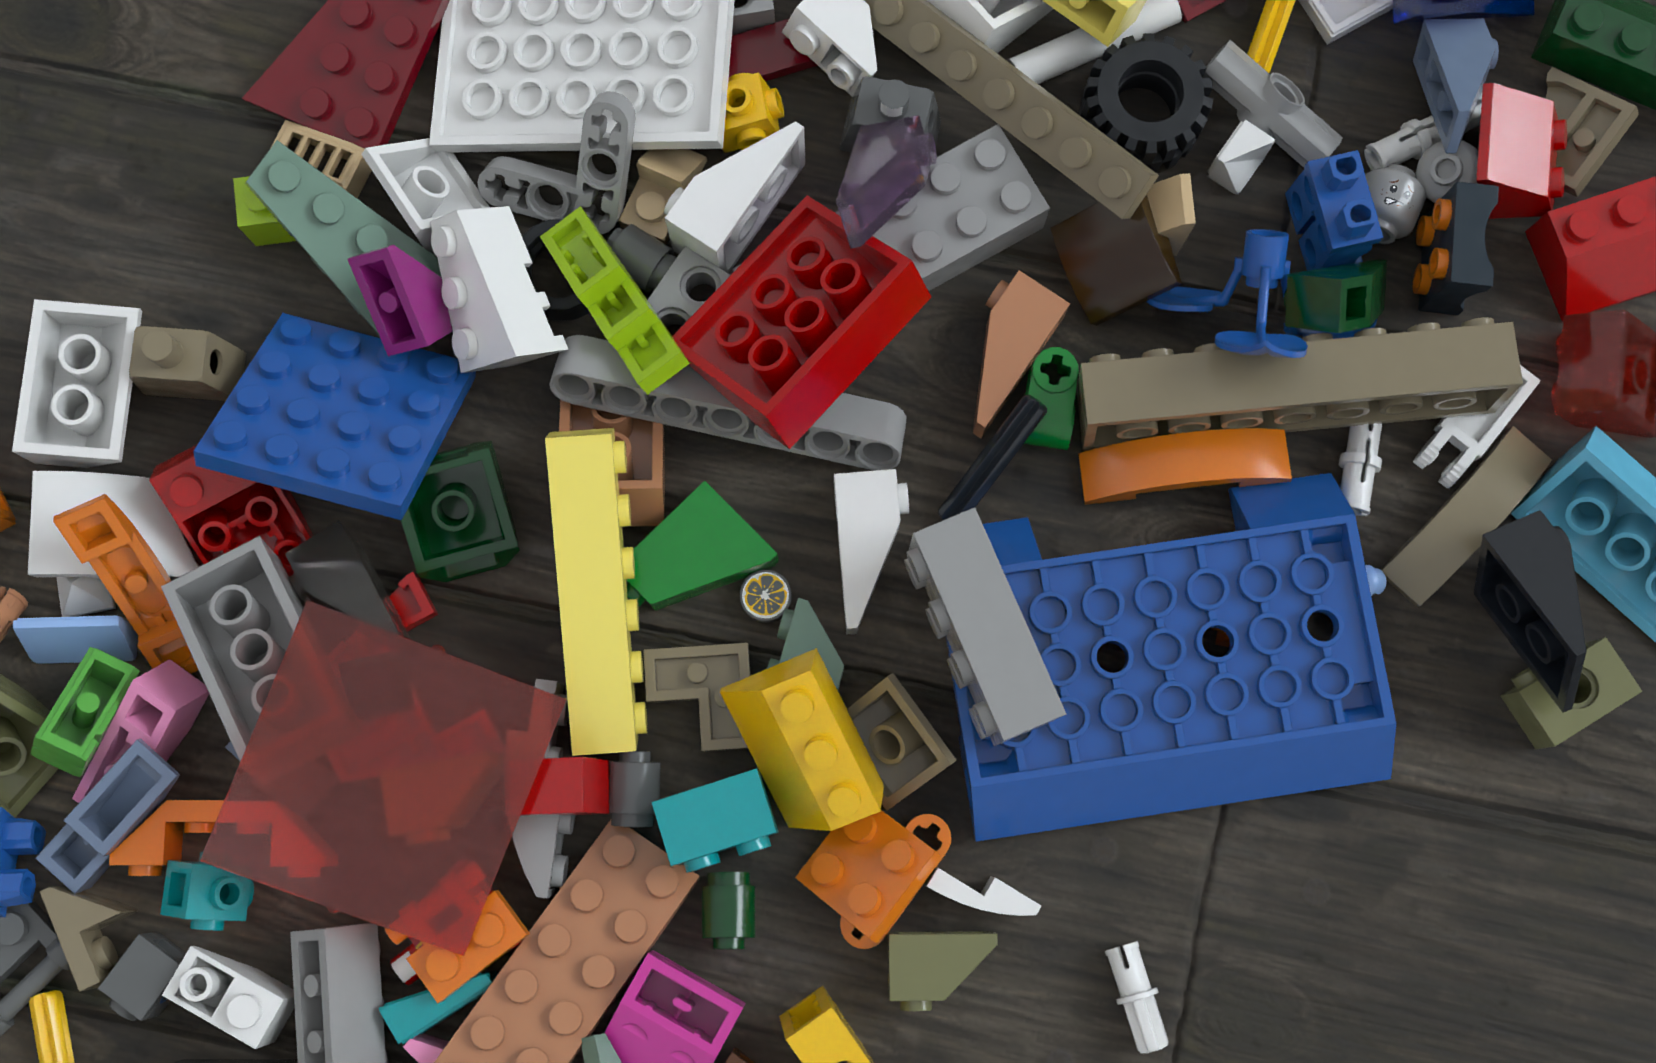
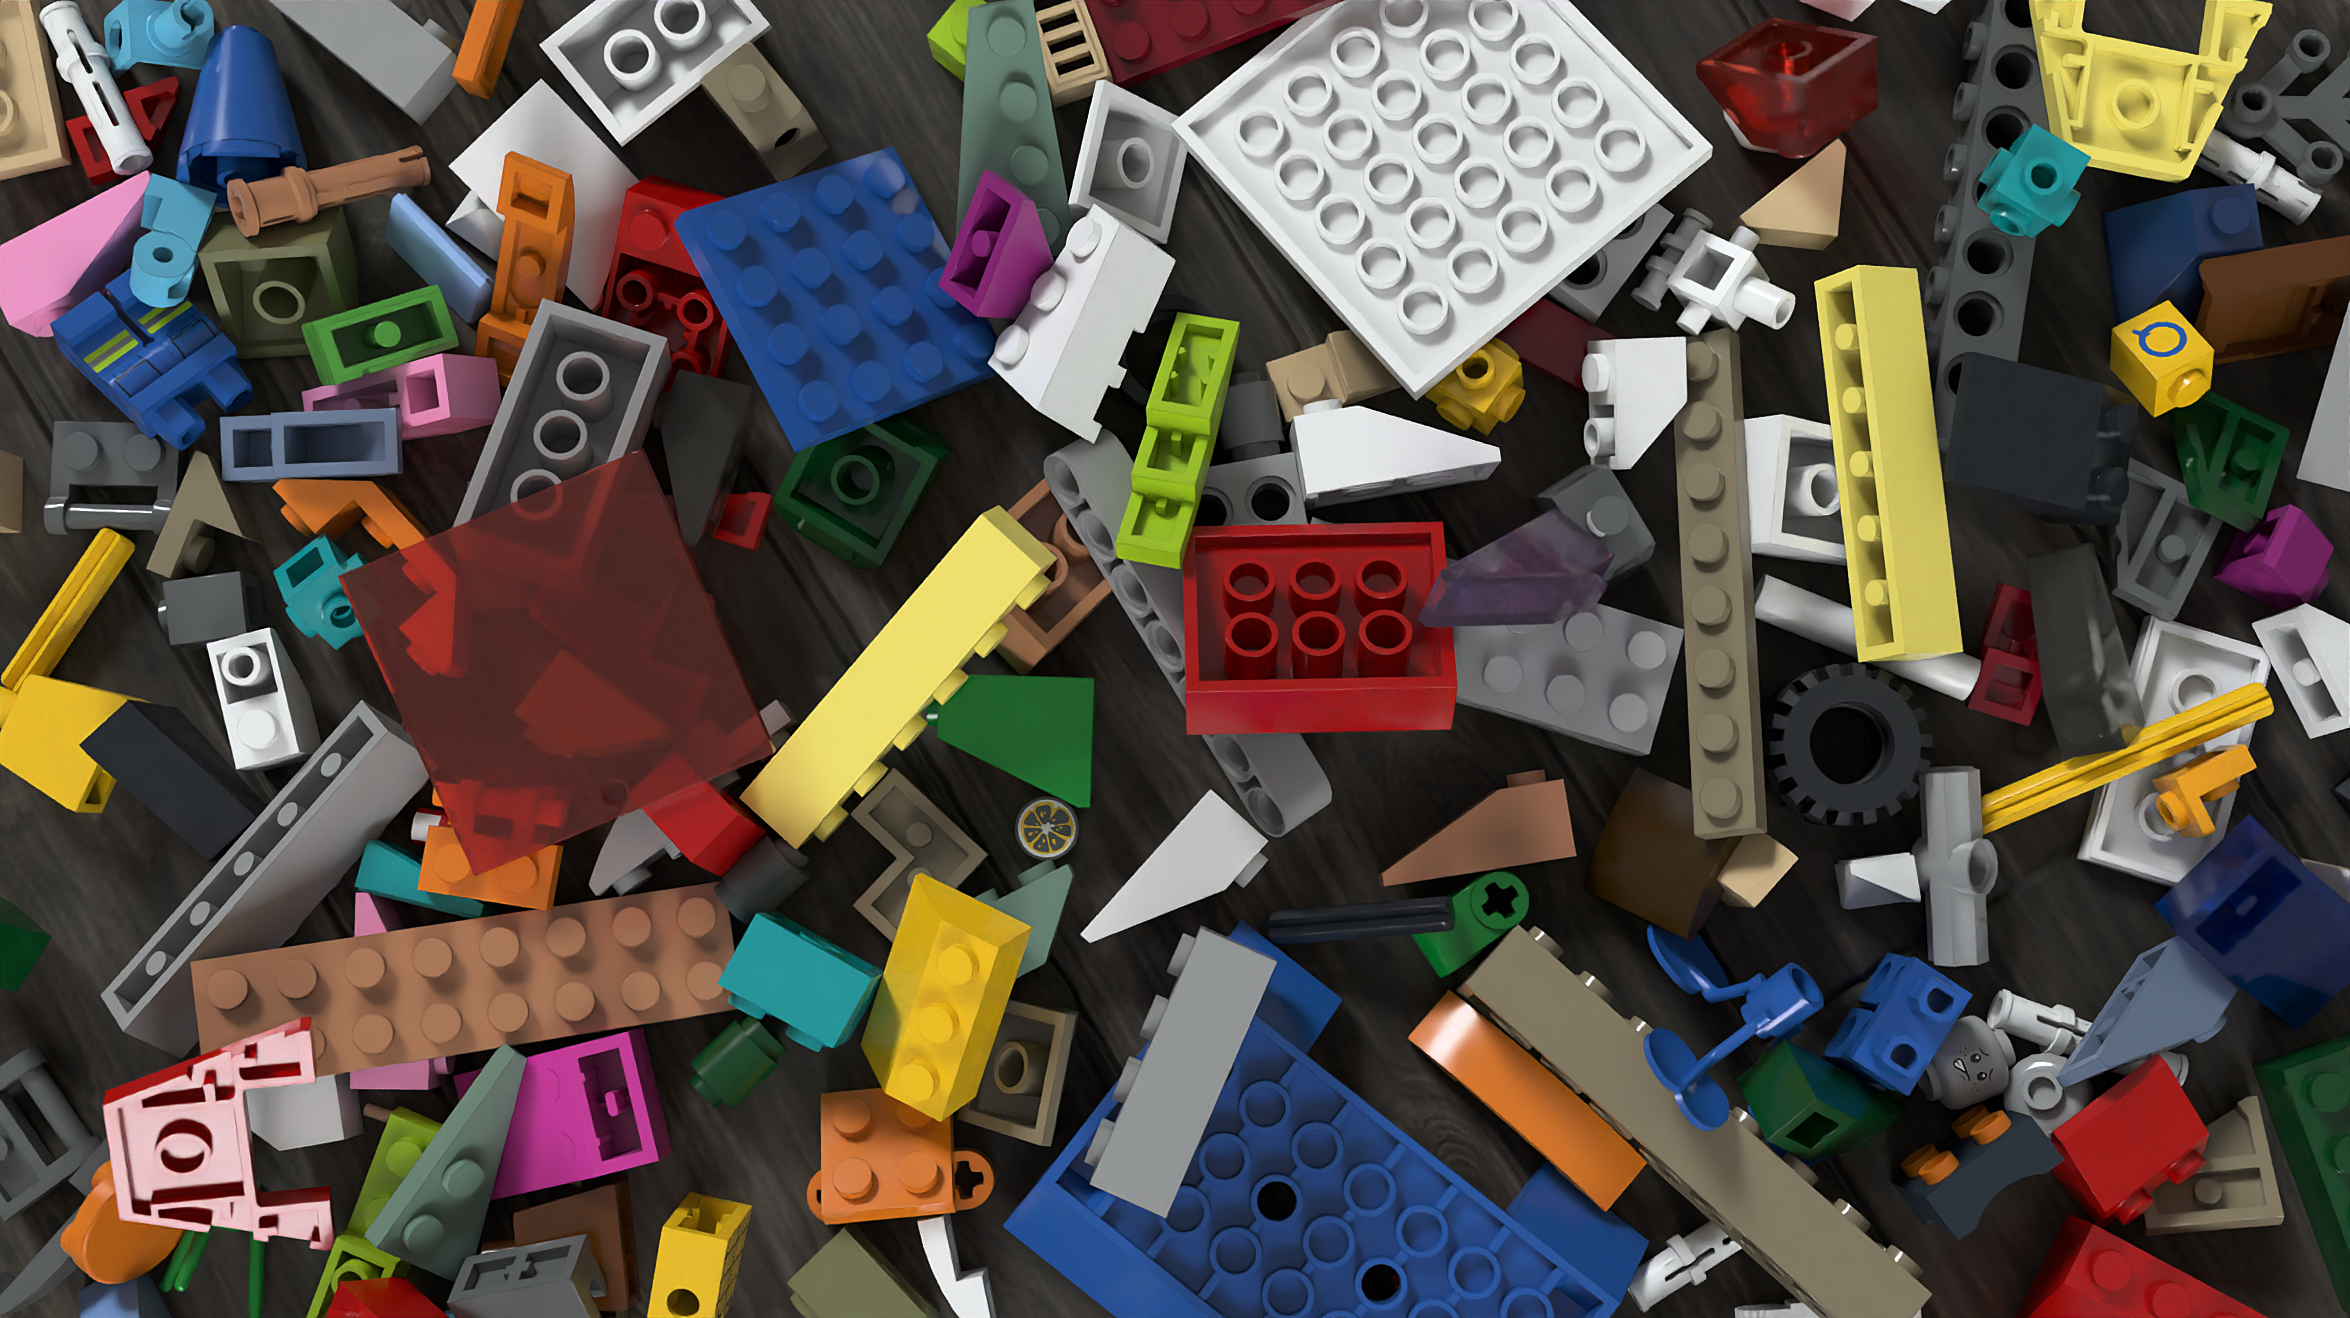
camera: 50 degrees right, 5 degrees up
(575, 189) = (1255, 300): light grey beam -> none

